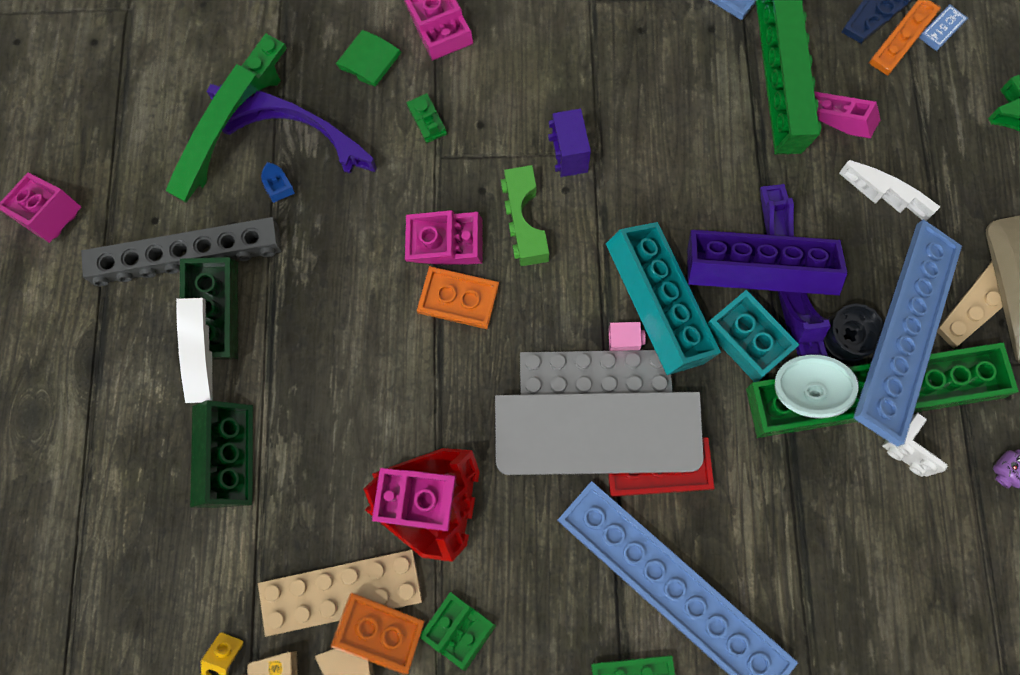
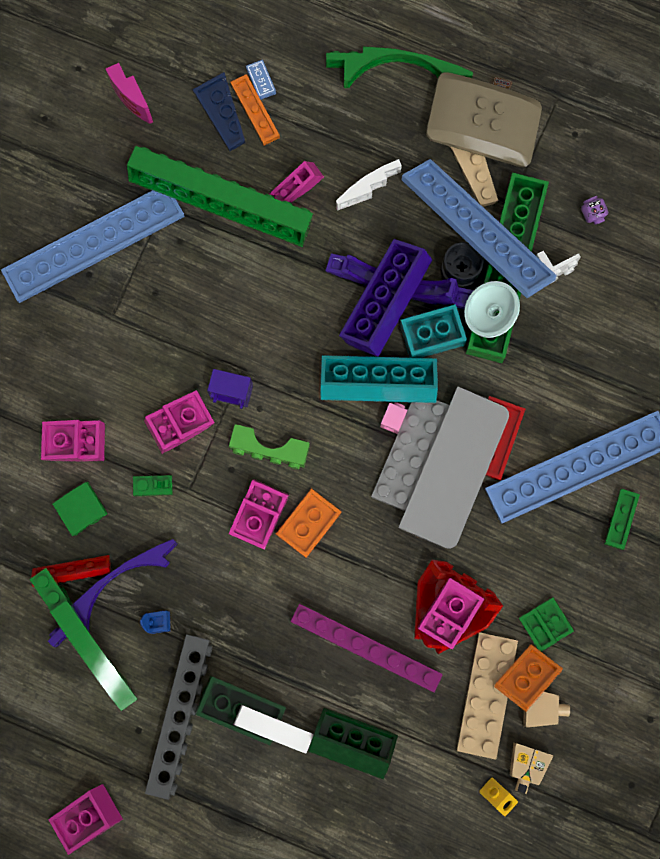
camera: 70 degrees left, 5 degrees up
(302, 83) = (78, 569): none -> red plate
(337, 424) = (366, 648): none -> magenta brick
(508, 111) = (178, 421): none -> dark pink slope

